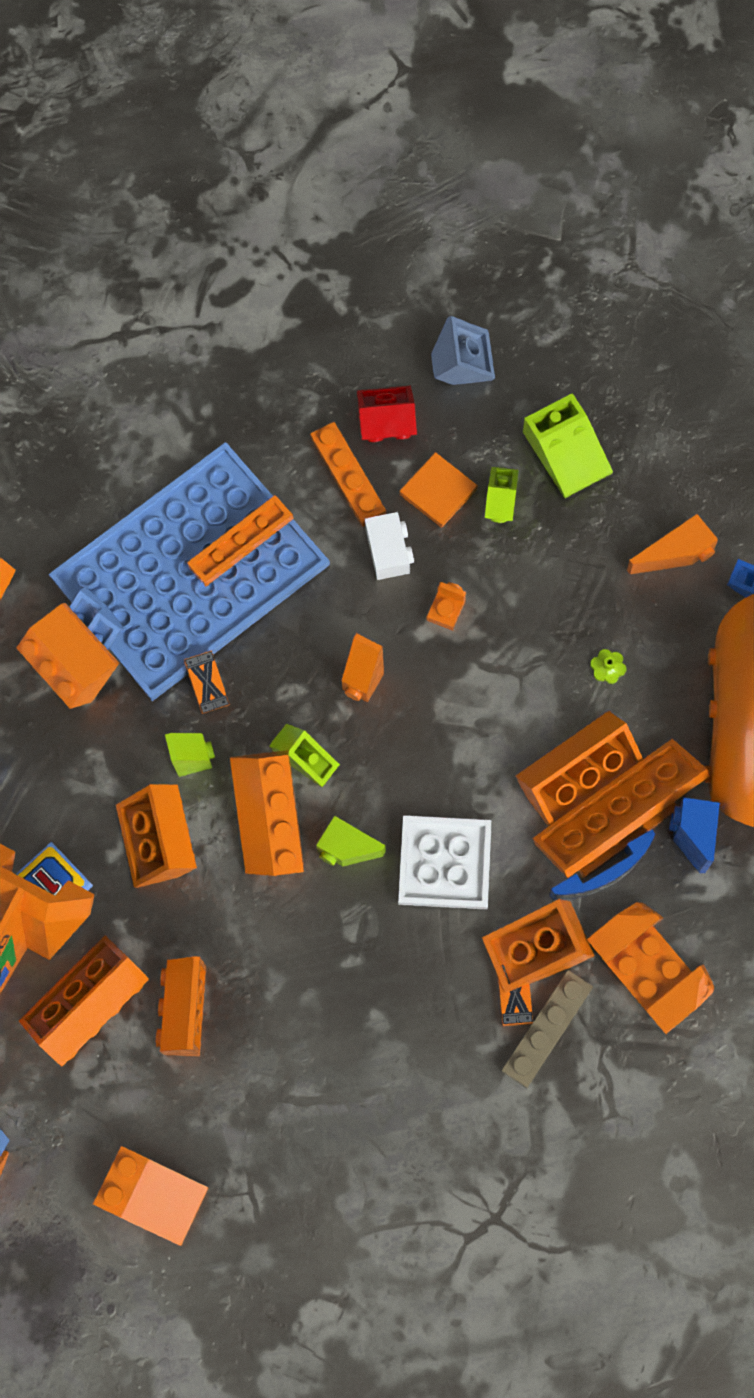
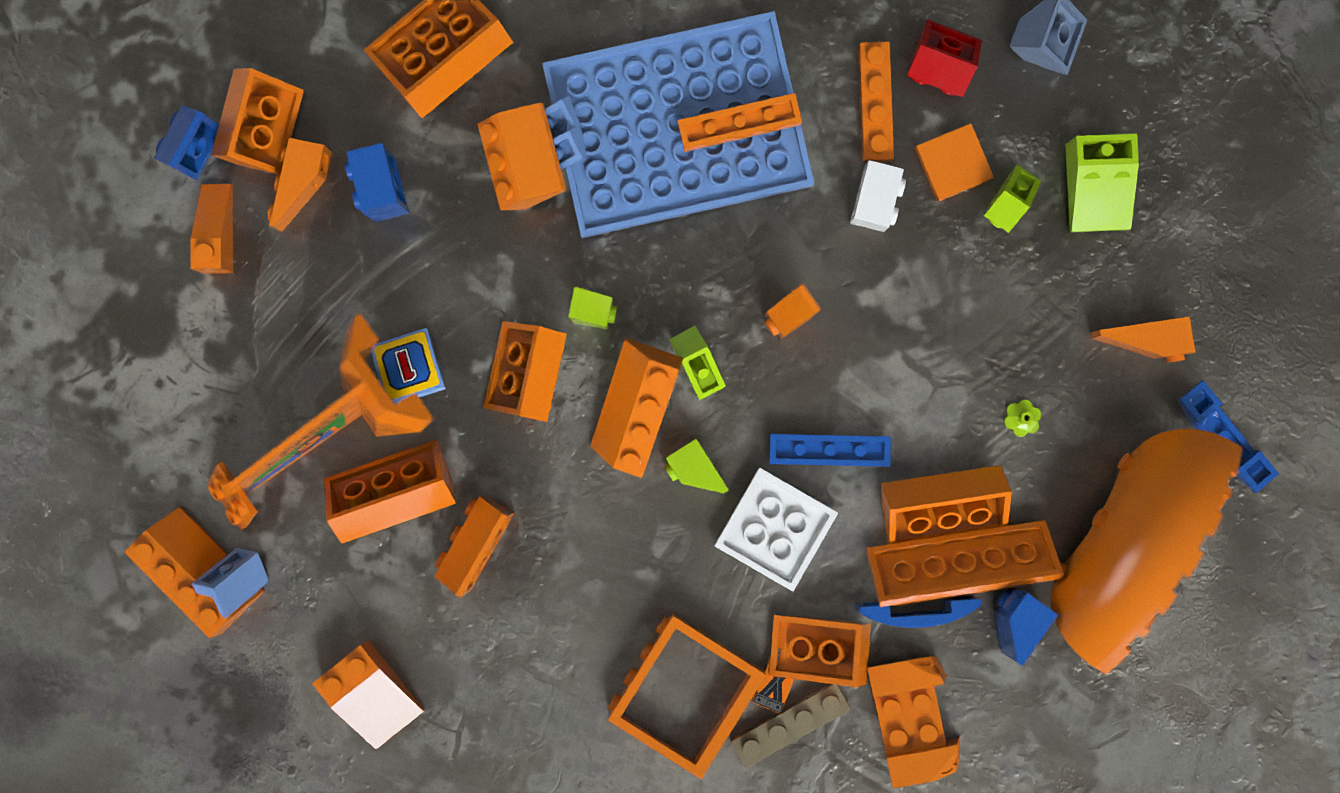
camera: 20 degrees right, 15 degrees up
(206, 682) = (640, 246): tile -> none
(386, 1054) = (727, 720): none -> orange window
(447, 605) = (903, 283): orange bracket -> none
(456, 772) = (829, 450): none -> blue plate

